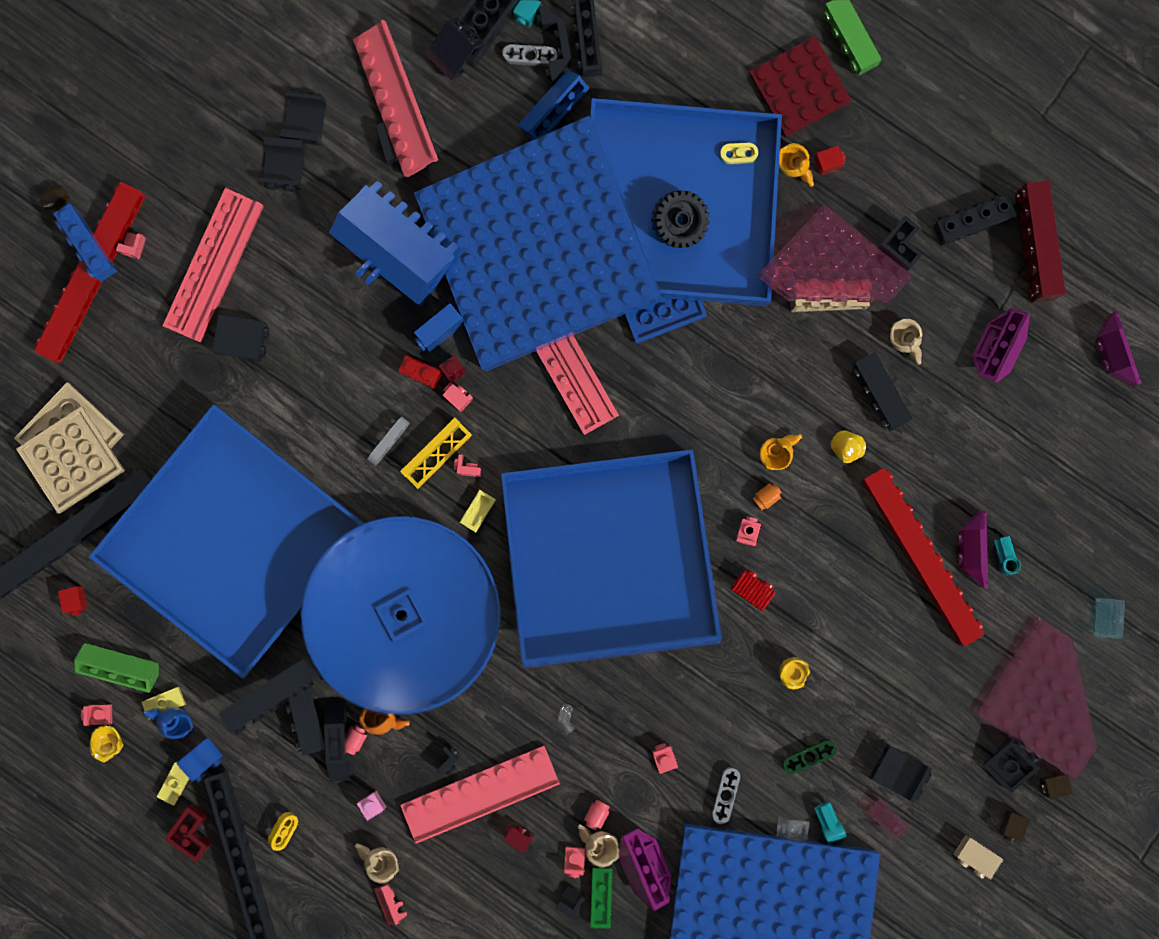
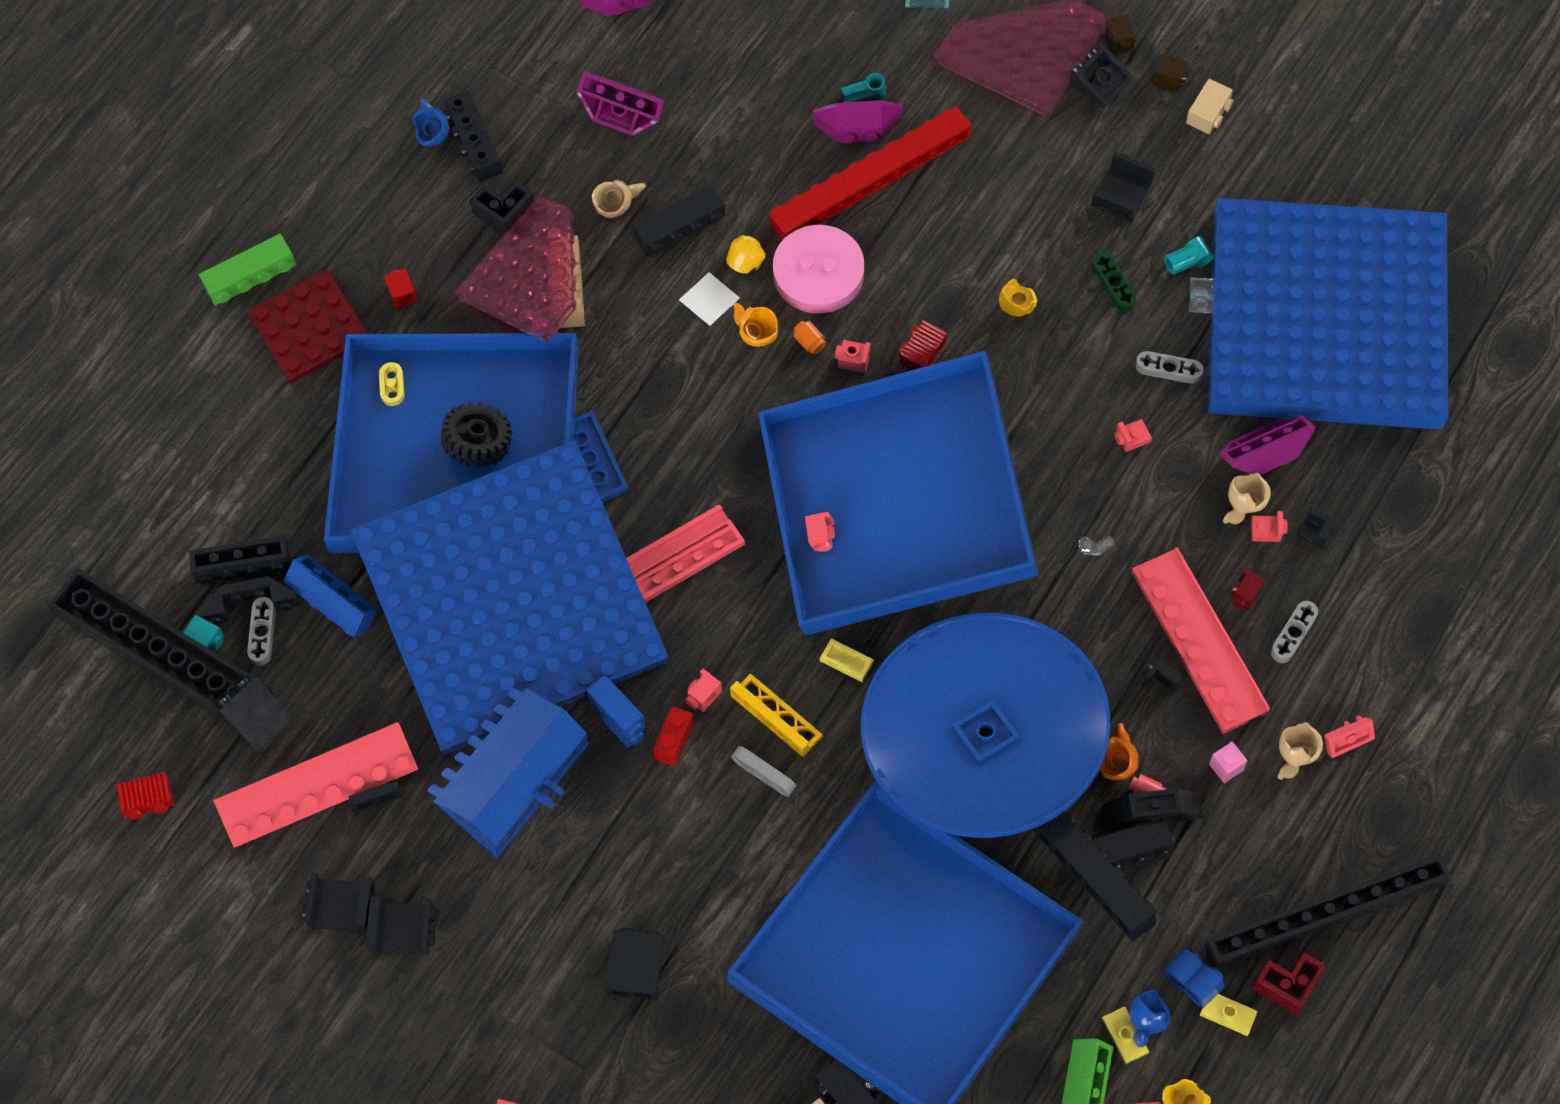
camera: 90 degrees left, 20 degrees down
(213, 265) = (537, 1008): coral plate -> none
(282, 831) = (1272, 869): yellow plate -> none
(452, 369) = (667, 695): dark red brick -> none
(467, 867) = (1295, 642): none -> light grey beam
(468, 470) = (794, 676): coral bracket -> none
(582, 494) = (820, 531): none -> coral brick
(596, 815) = (1209, 504): coral brick -> none
(601, 897) = (1307, 494): green plate -> none
(795, 162) = (404, 319): light orange hair -> none
(811, 415) = (709, 299): none -> white sticker
(832, 507) = (818, 269): none -> bright pink brick
(887, 819) = (1177, 196): clear pink plate -> none
(986, 185) = (431, 125): none -> blue hair
(1040, 241) = (499, 66): dark red brick -> none

